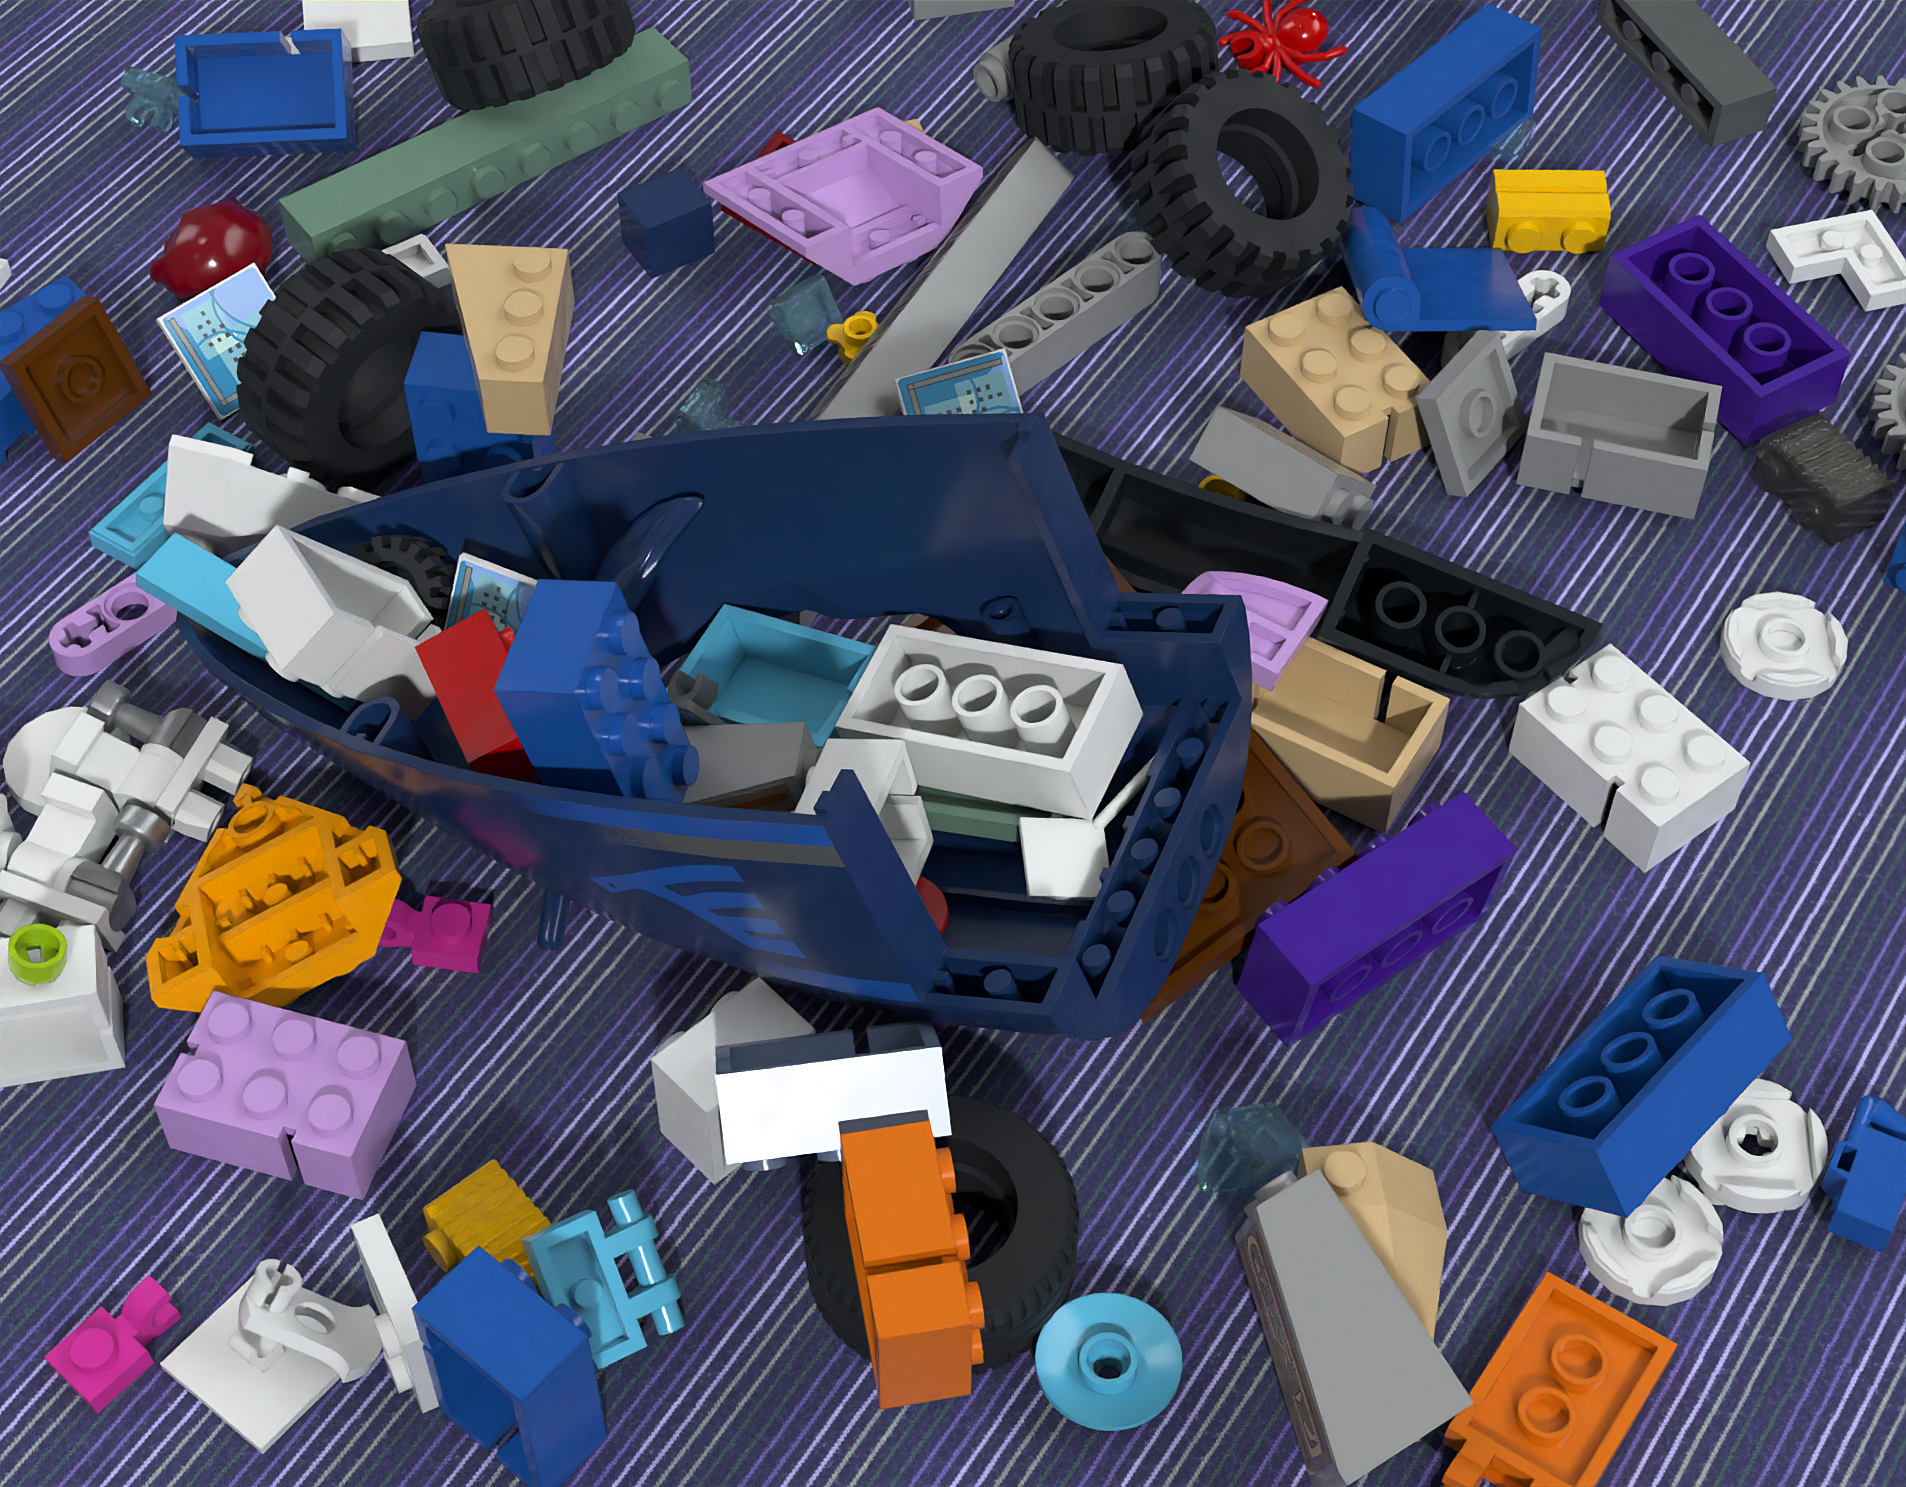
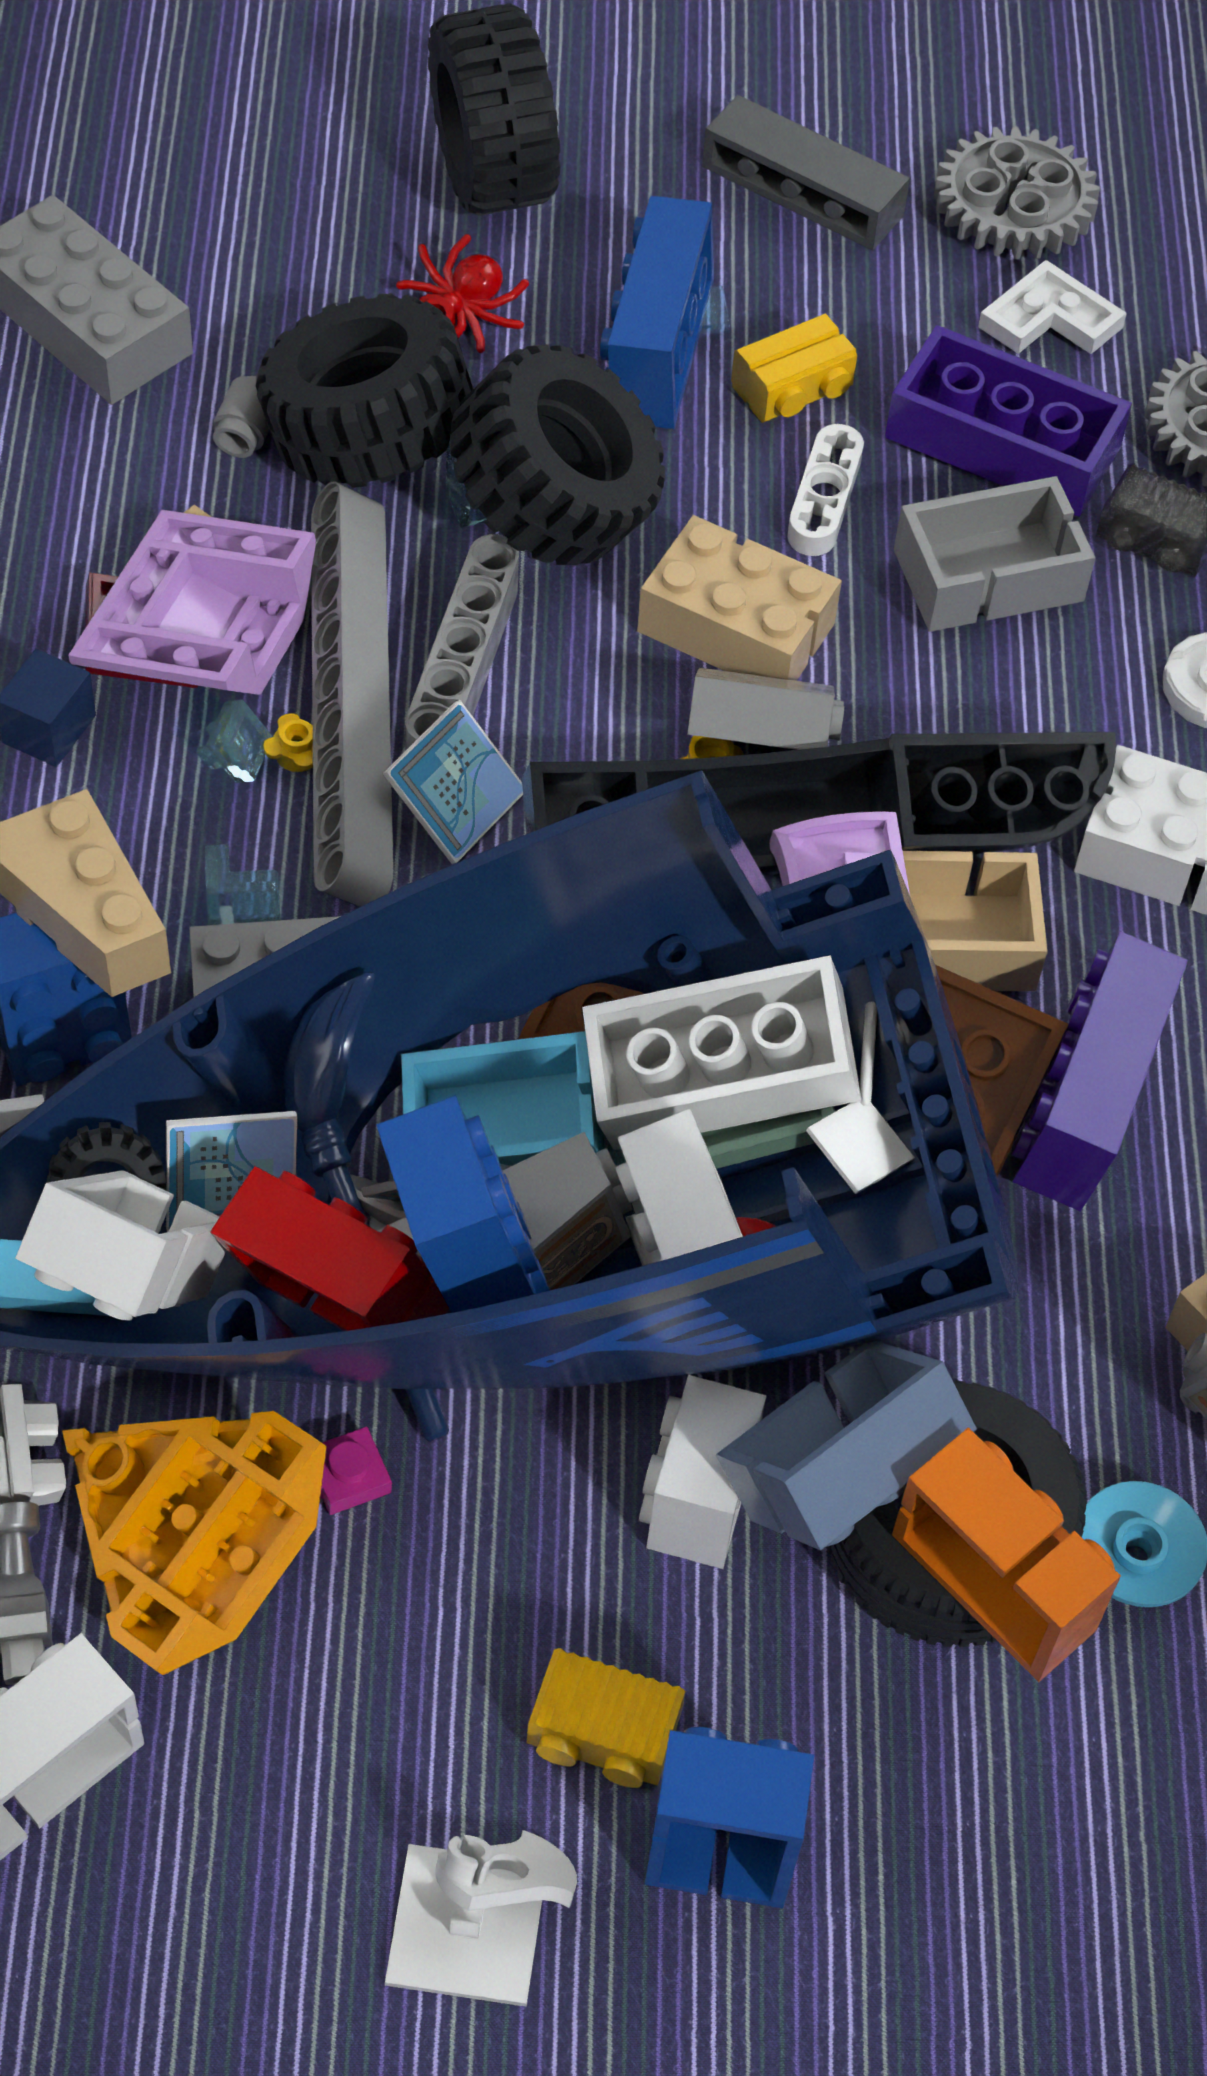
camera: 35 degrees left, 5 degrees up
(52, 951) = (74, 1680): lime hinge -> none
(110, 1353) = (336, 1999): dark pink plate -> none
(284, 1073) = (318, 1681): lavender piece -> none
(396, 1320) = (583, 1823): white plate -> none
(578, 1269) = (701, 1695): medium azure plate -> none
(1247, 1146) = (1122, 1313): clear light blue tile -> none
(1430, 285) = (761, 479): blue door -> none
(1472, 413) = (870, 585): light grey plate -> none

